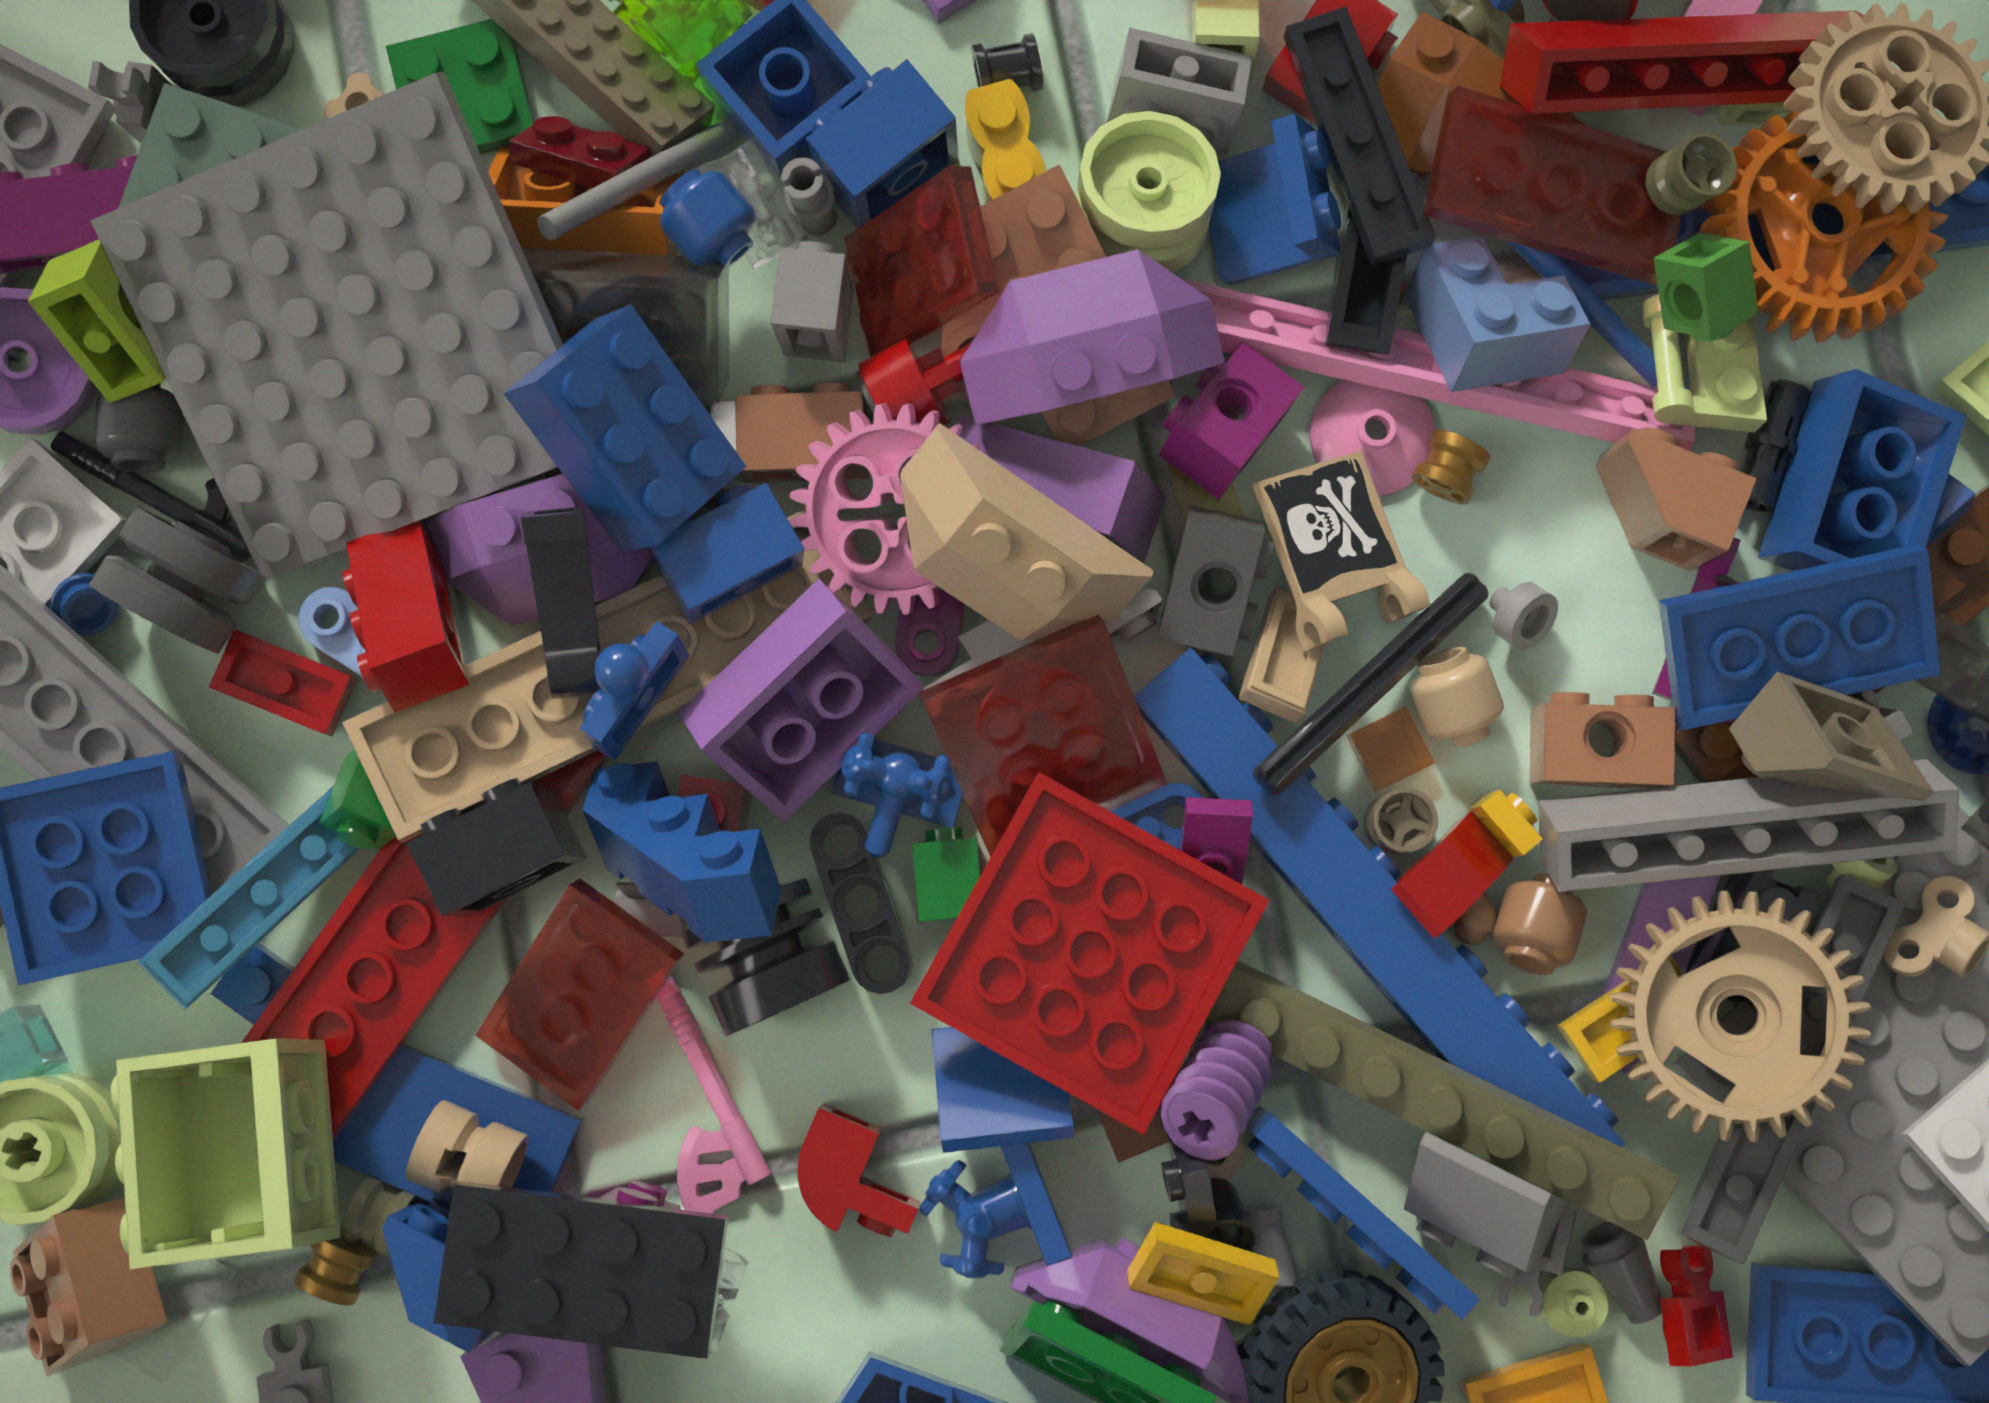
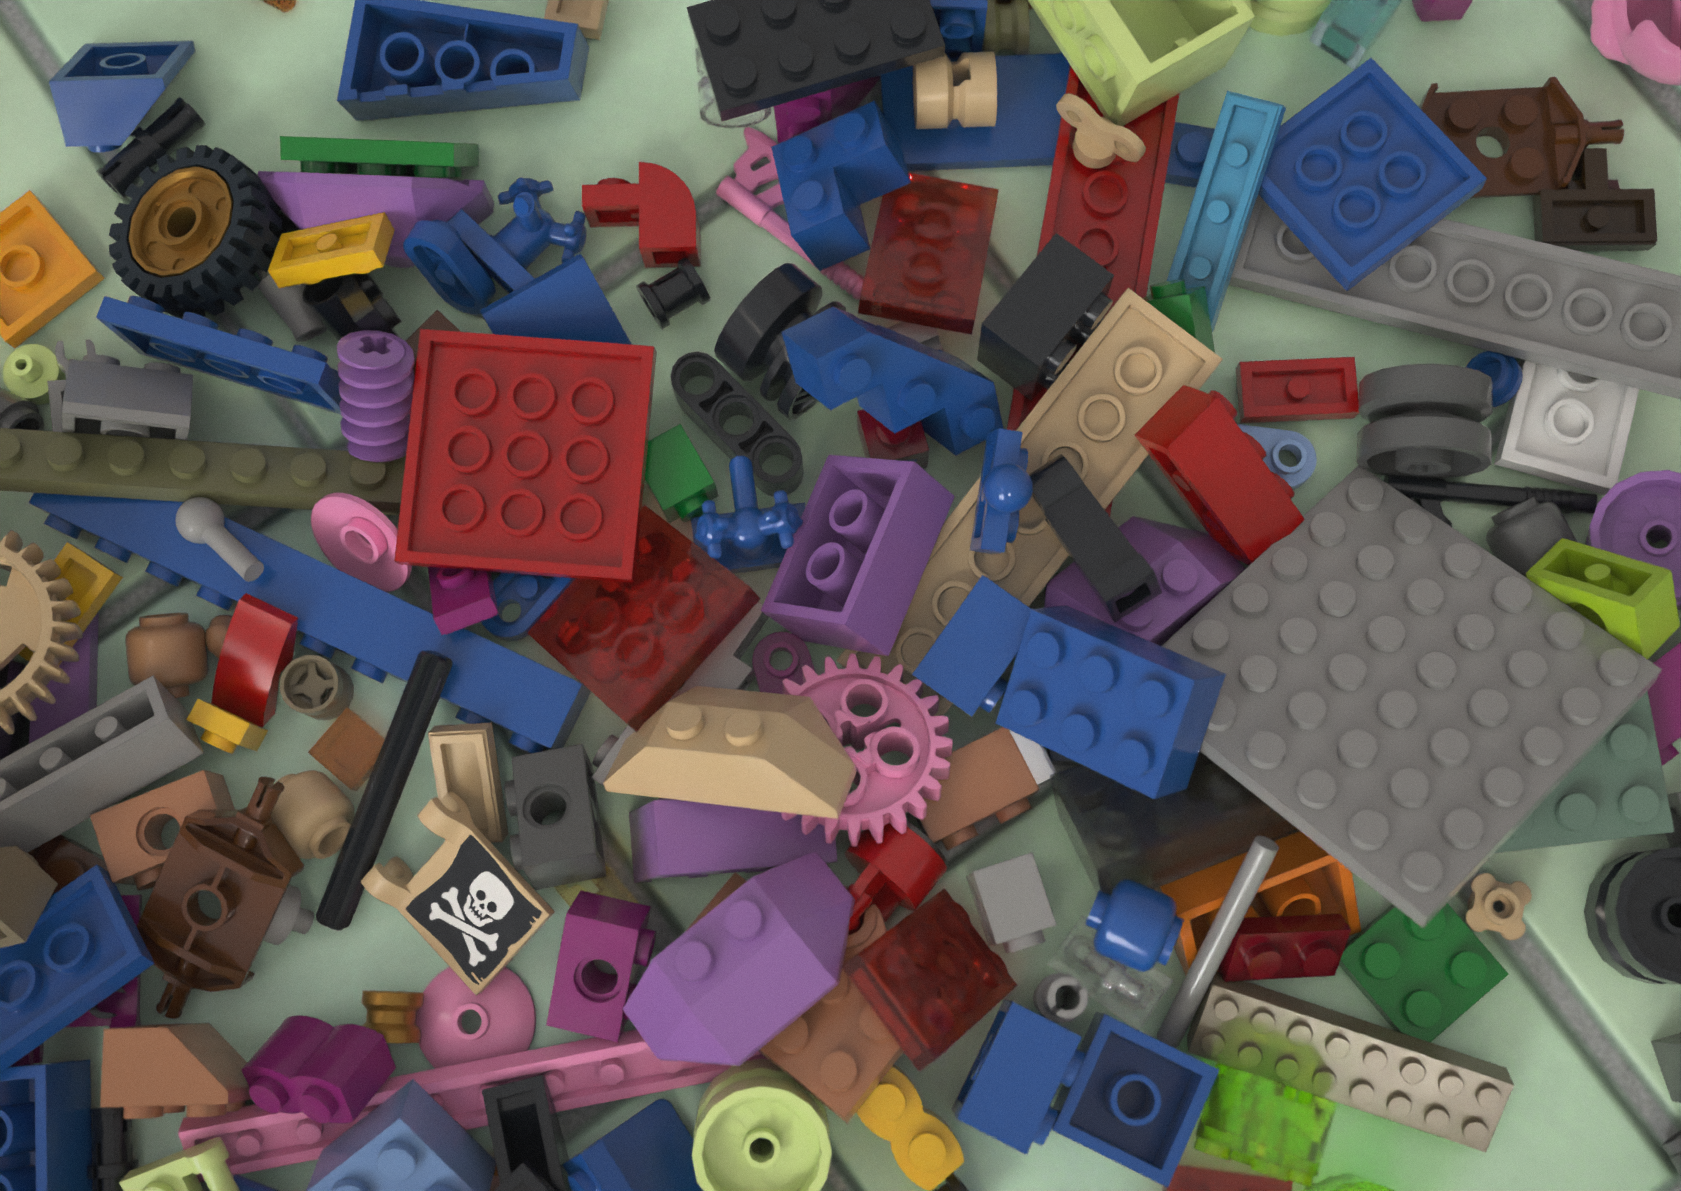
camera: 155 degrees right, 5 degrees down
(344, 1032) = (1096, 137): none -> tan piece
(639, 1125) = (831, 174): none -> blue brick
(864, 1078) = (673, 292): none -> black bush
(1085, 1207) = (449, 266): none -> blue plate
(1298, 950) = (358, 540): none -> bright pink dish
(1451, 1037) = (203, 522): none -> light grey bar
(1538, 439) = (318, 1069): none -> magenta brick
(1541, 669) = (248, 869): none -> reddish brown plate

